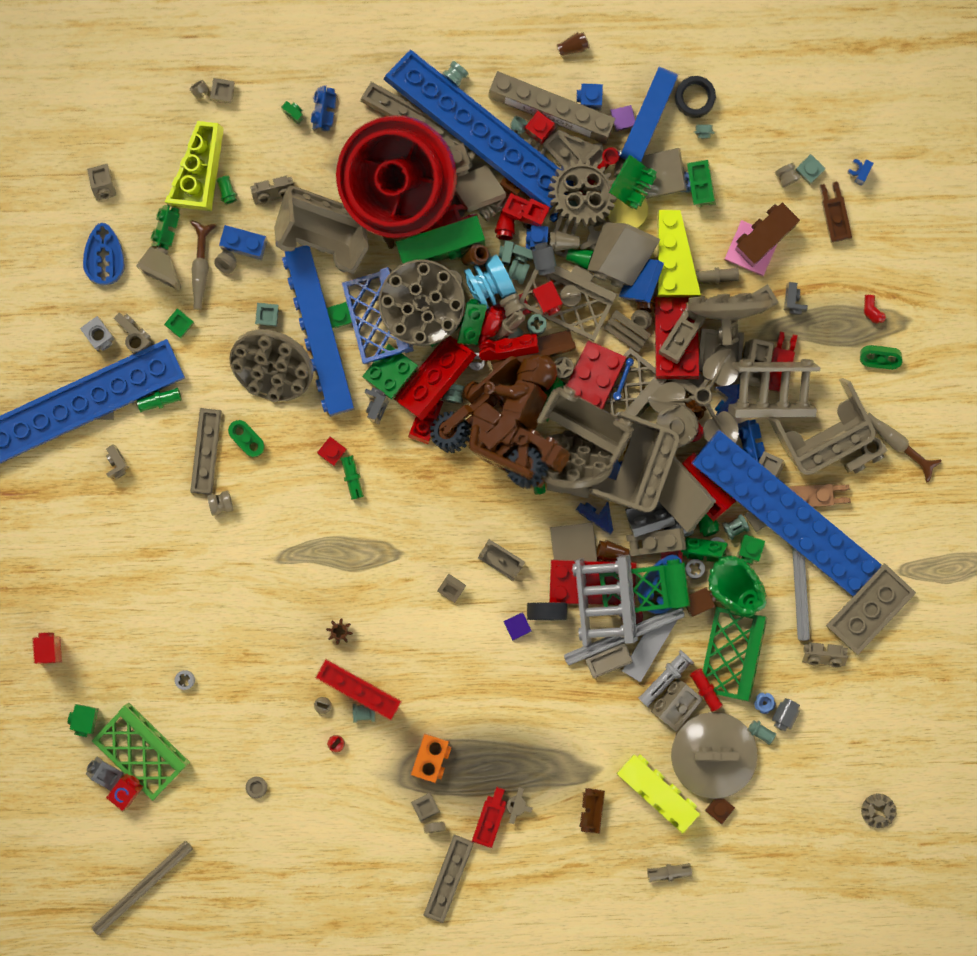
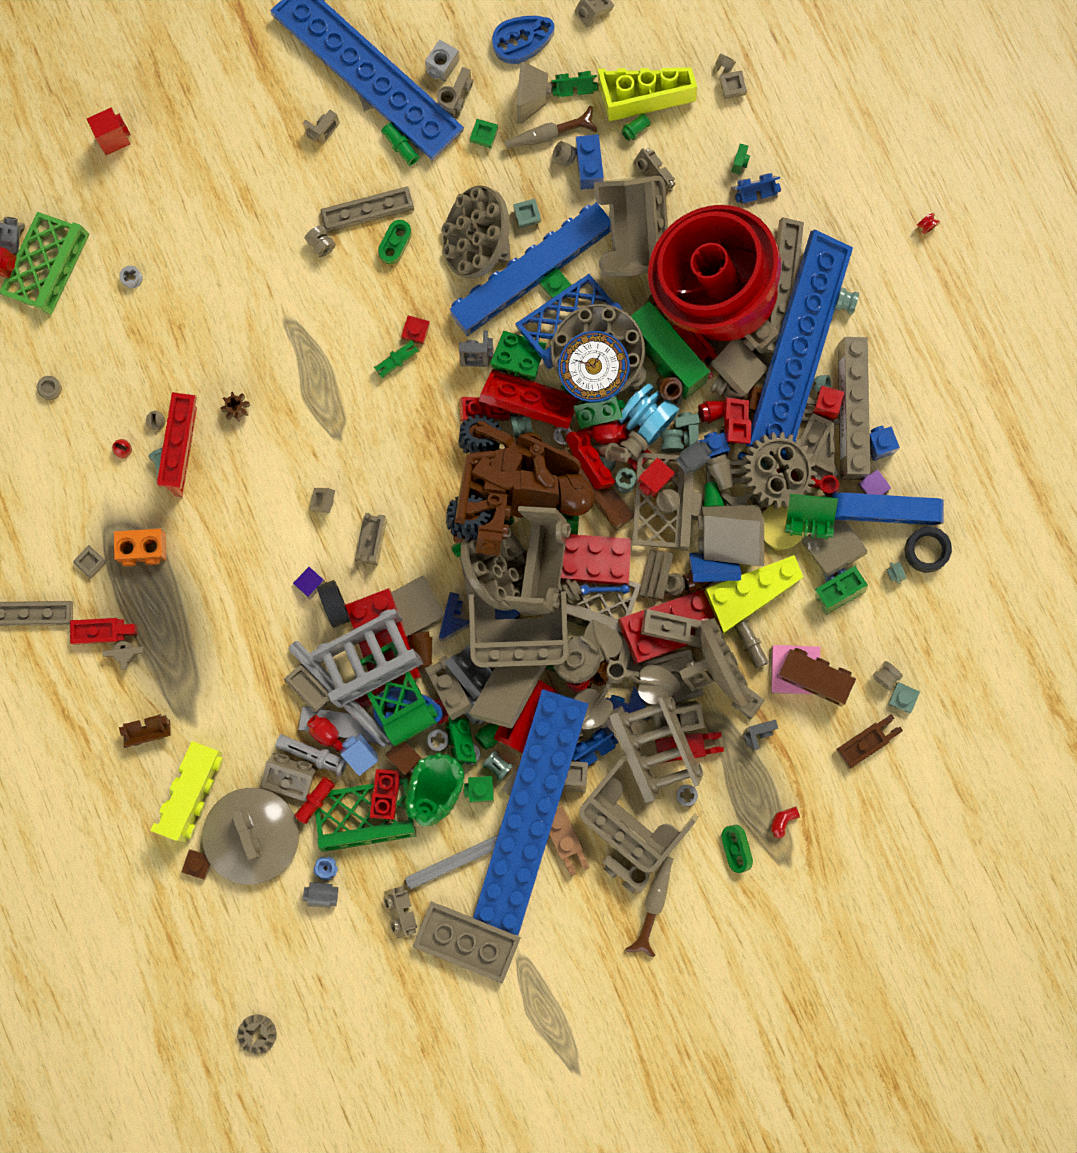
camera: 70 degrees right, 5 degrees down
(83, 720) = (54, 194): green brick -> none
(434, 827) = (71, 578): dark tan tile -> none
(436, 311) = (594, 366): none -> tile
(566, 365) = (591, 519): dark tan wheel -> none
(574, 44) = (929, 407): reddish brown cone -> none
(614, 406) = (572, 590): none -> dark tan plate
(652, 660) = (324, 732): none -> red plant
(669, 872) = (111, 837): dark tan pin -> none
(682, 638) = (358, 754): none -> medium blue brick
(723, 629) = (385, 794): none -> red slope
(761, 732) = (293, 876): sand green pin -> none
(823, 386) = (692, 790): none -> light grey bush
(862, 172) = (924, 753): blue tile -> none

